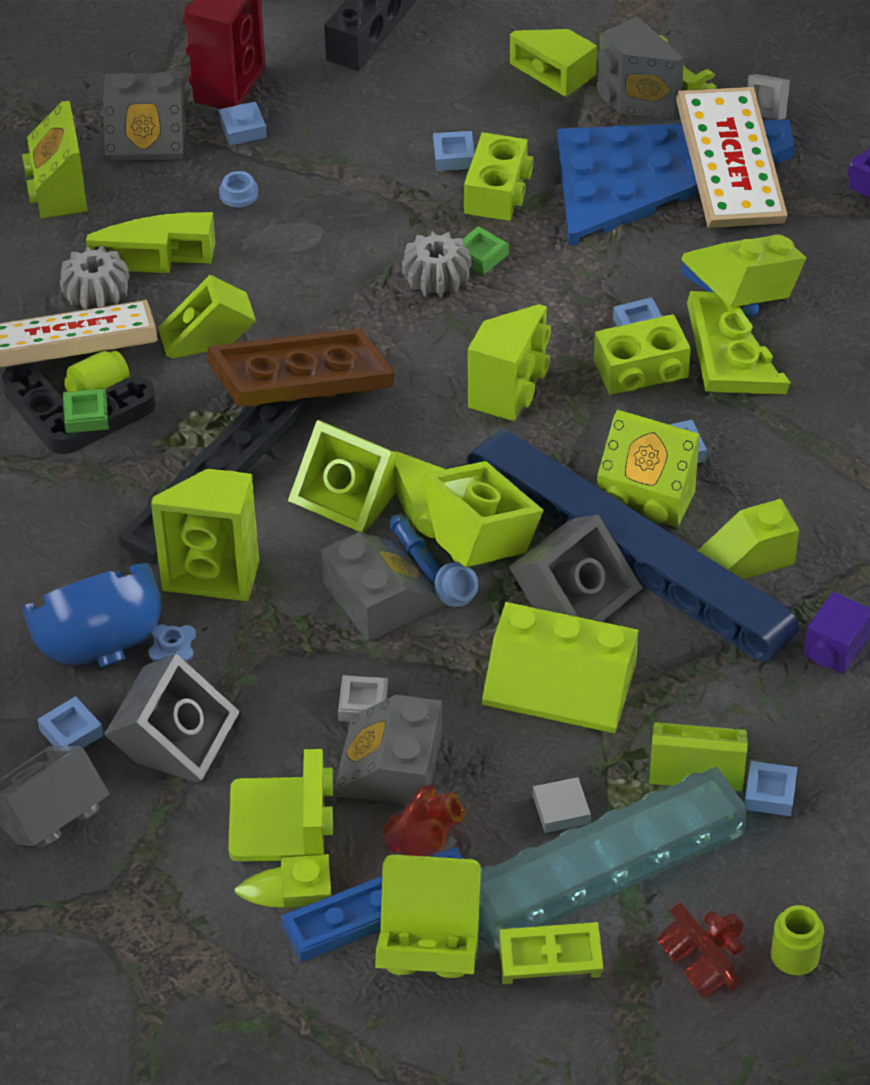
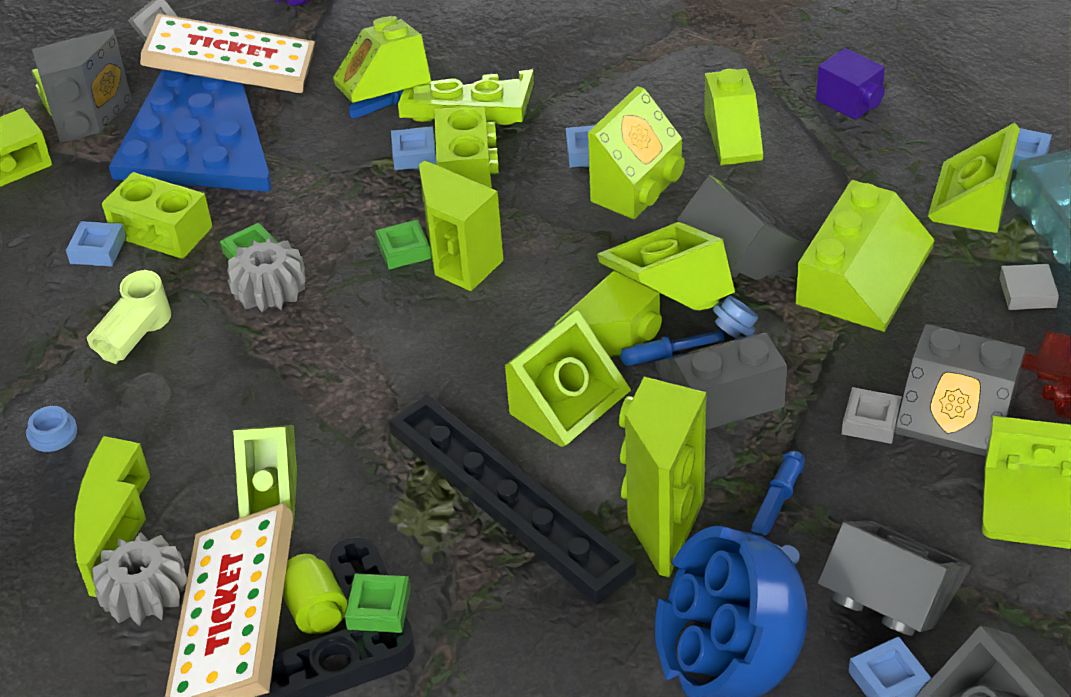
camera: 75 degrees left, 5 degrees down
(252, 642) = (779, 490): none -> blue piece
(299, 367) = (393, 392): reddish brown plate -> none
(378, 196) = (138, 311): none -> yellowish green piece
(654, 555) = (751, 166): dark blue beam -> none

